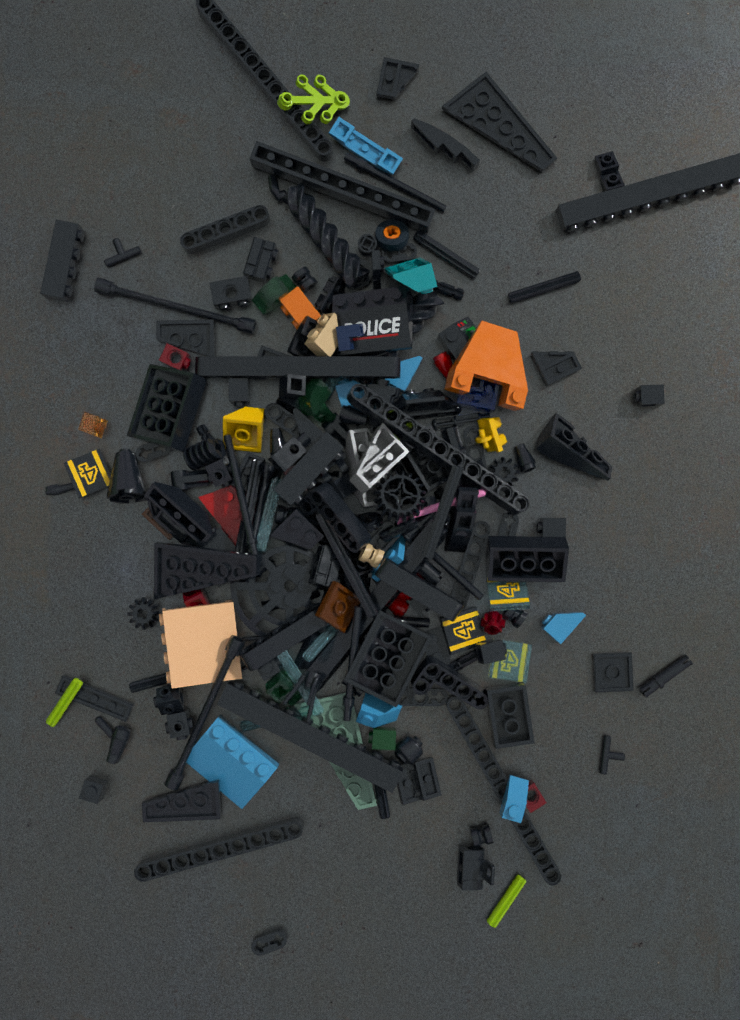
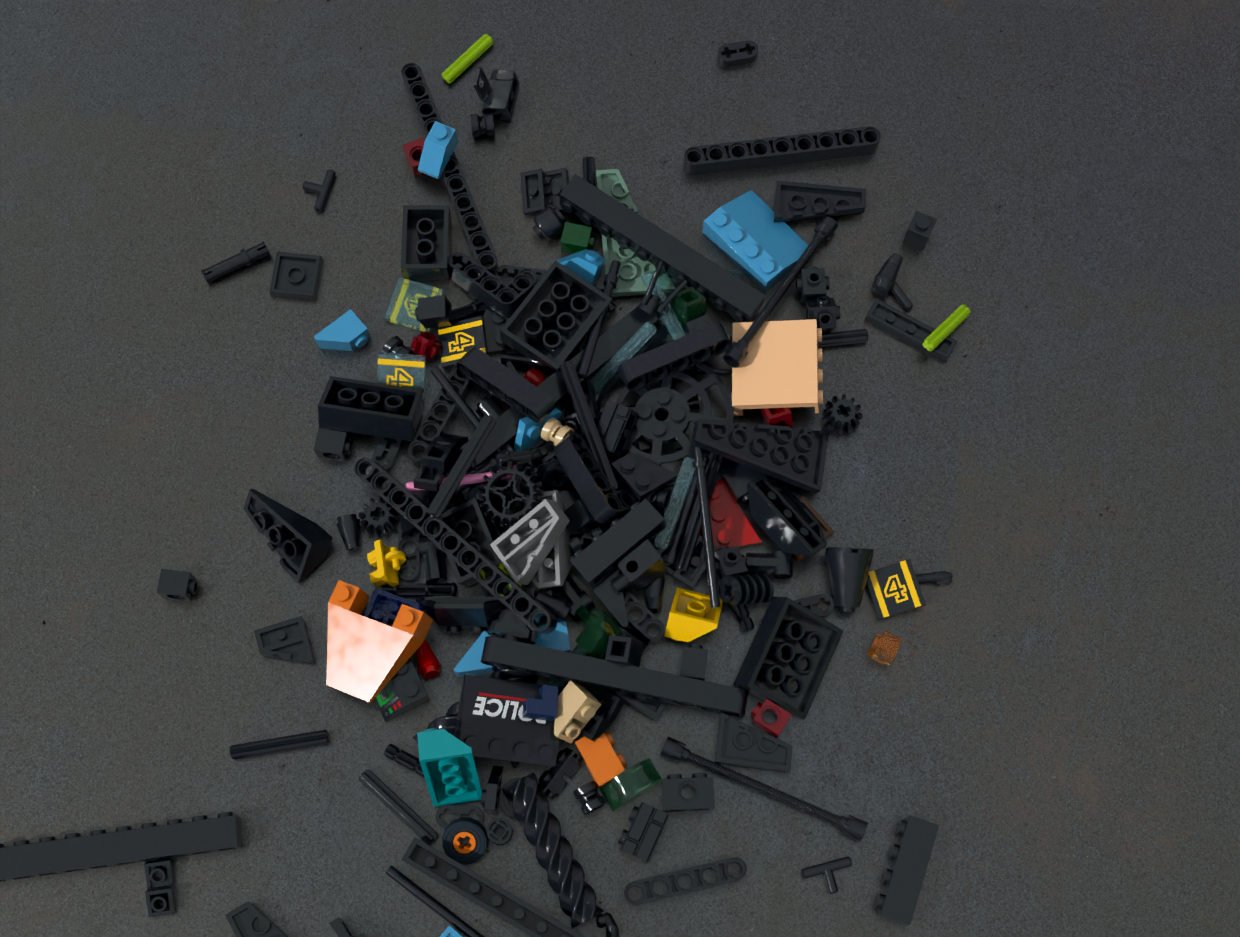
camera: 170 degrees left, 15 degrees down
(338, 606) = (606, 380): reddish brown tile -> none

